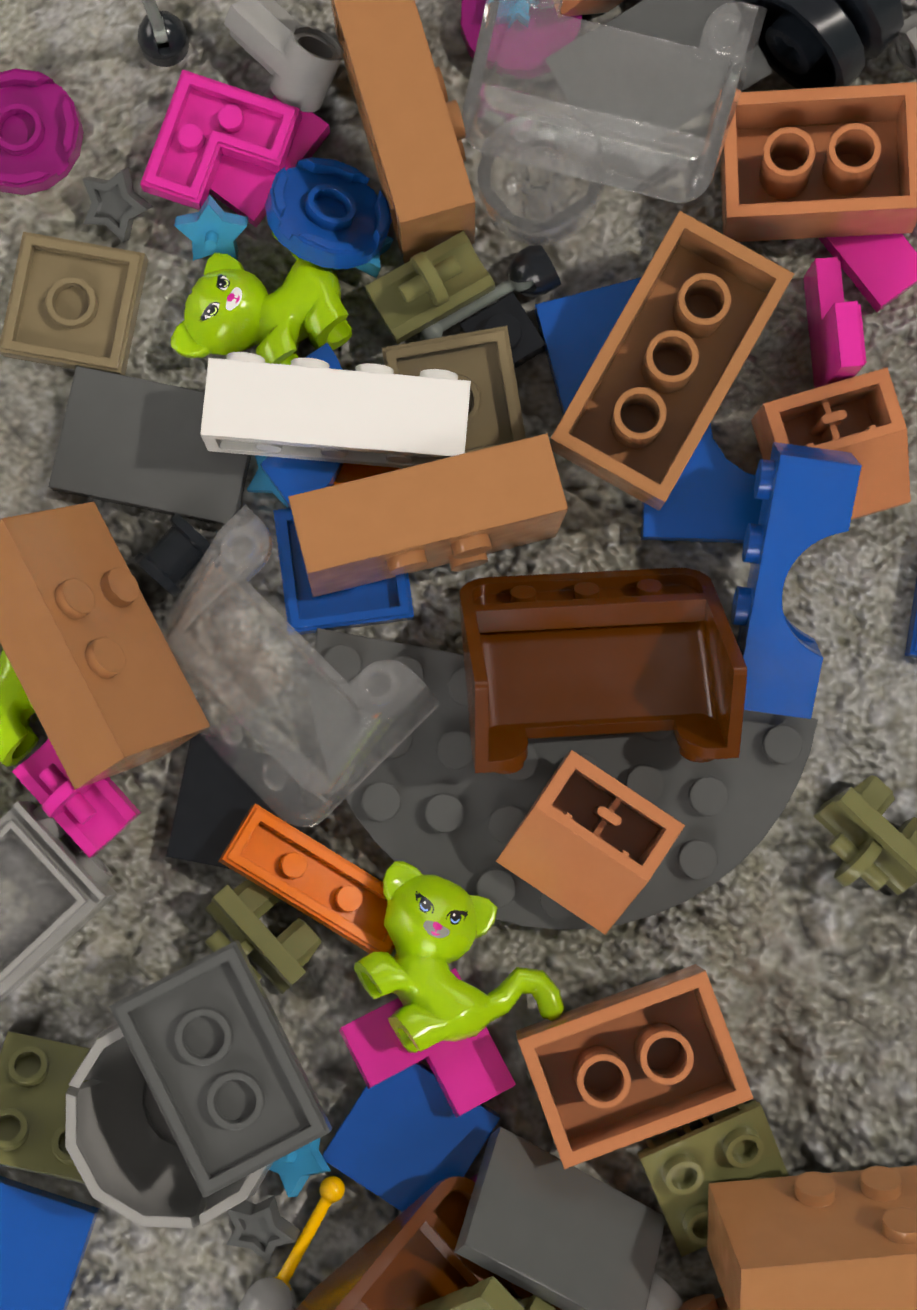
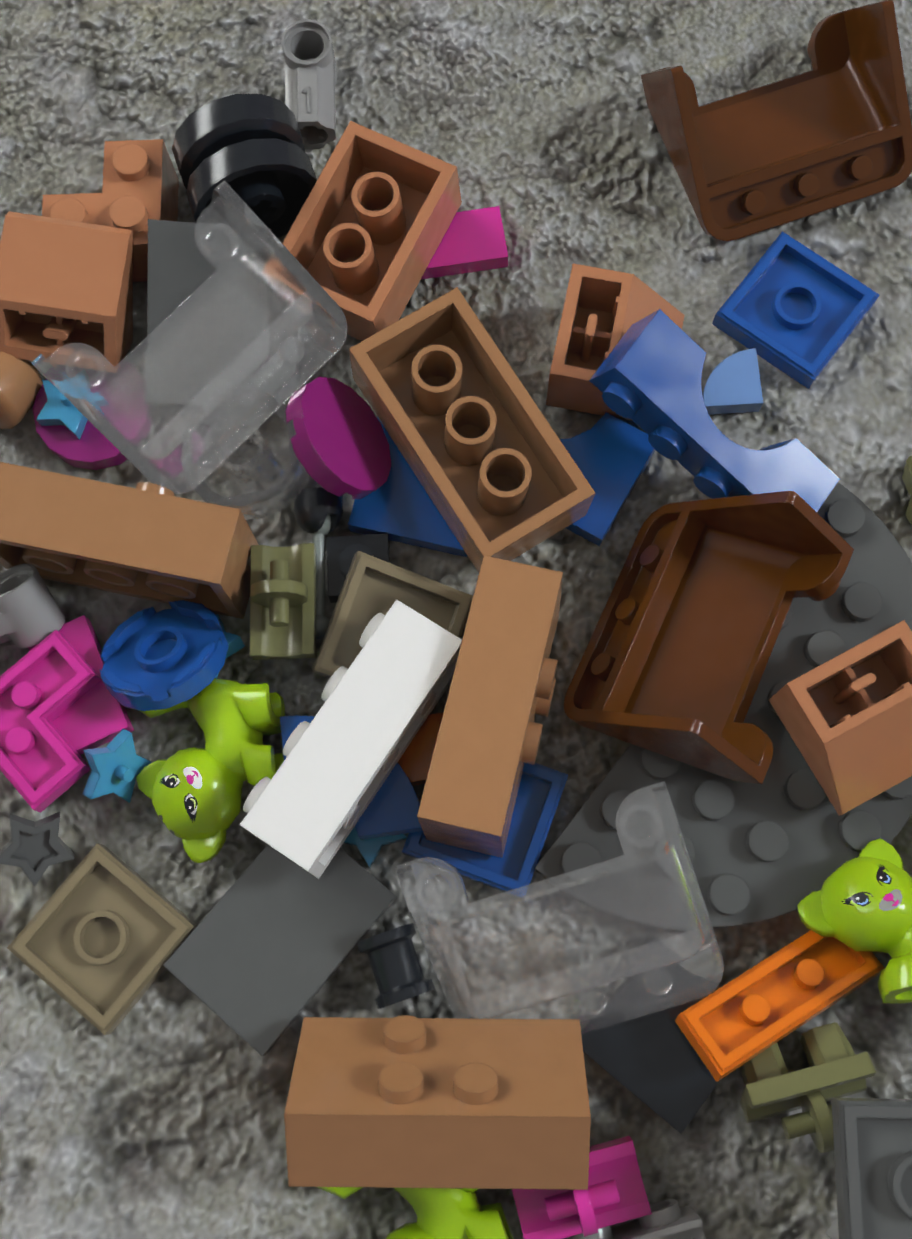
camera: 60 degrees left, 10 degrees down
(599, 250) = (338, 438): none -> magenta tile
(833, 324) = (522, 301): dark pink tile -> none
(864, 582) = (734, 385): none -> medium blue tile

